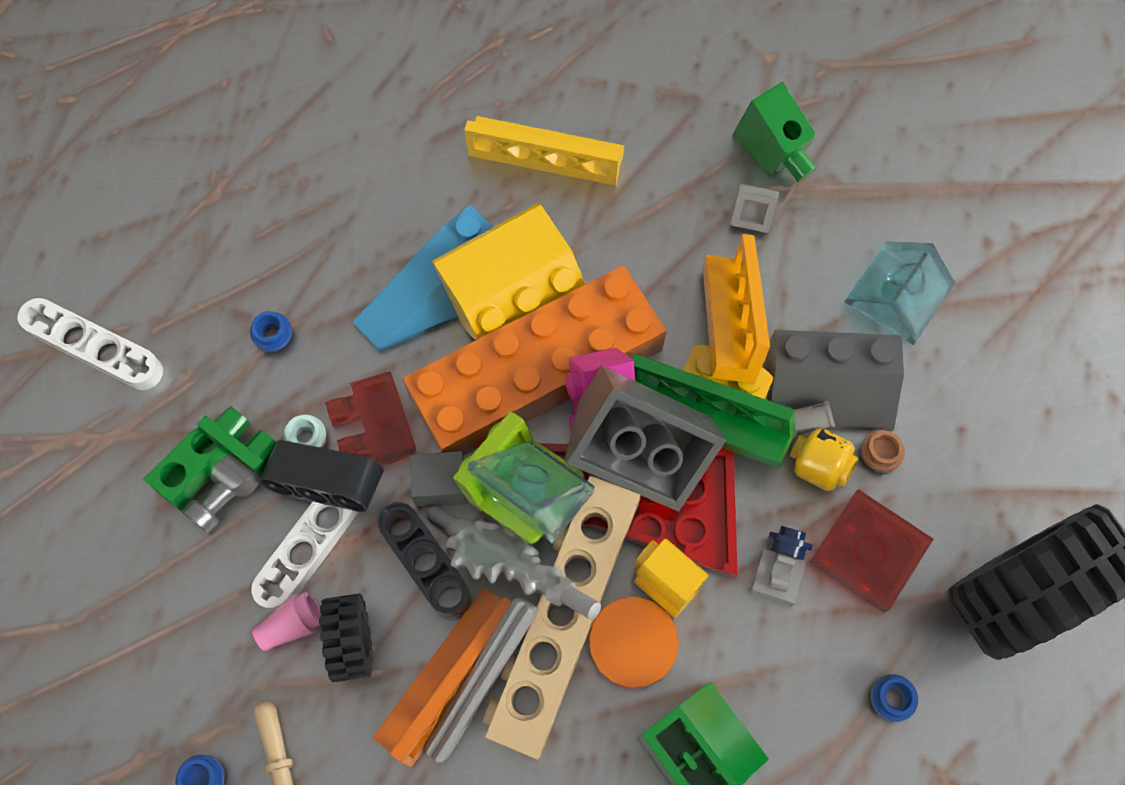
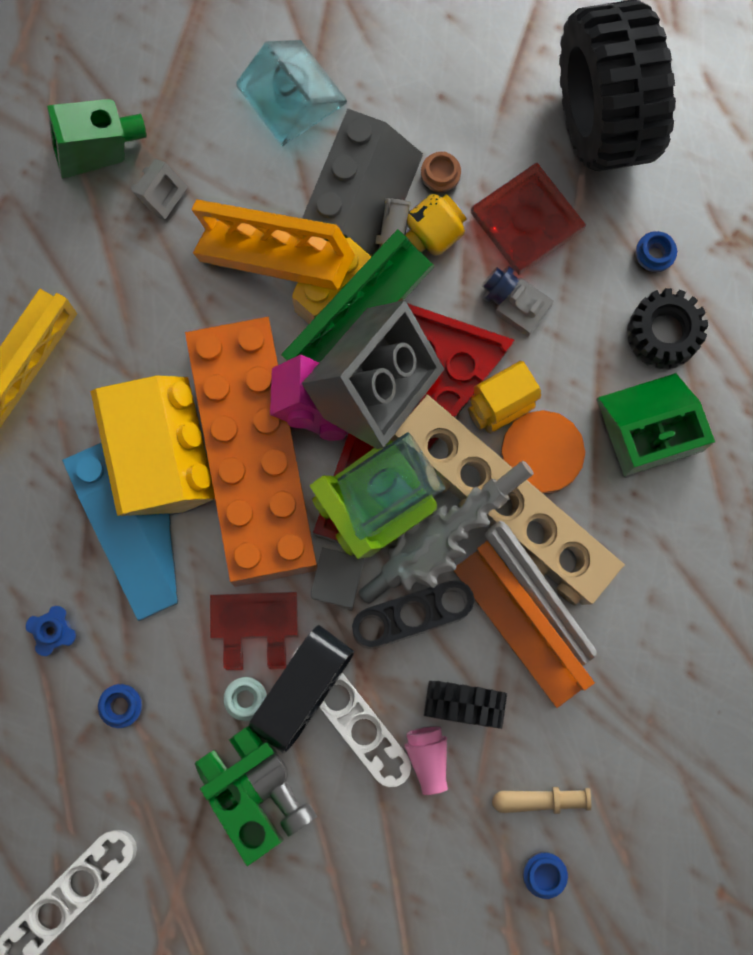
camera: 75 degrees left, 10 degrees up
(323, 264) = (63, 633): none -> blue plate
(841, 728) = (677, 307): none -> black tyre

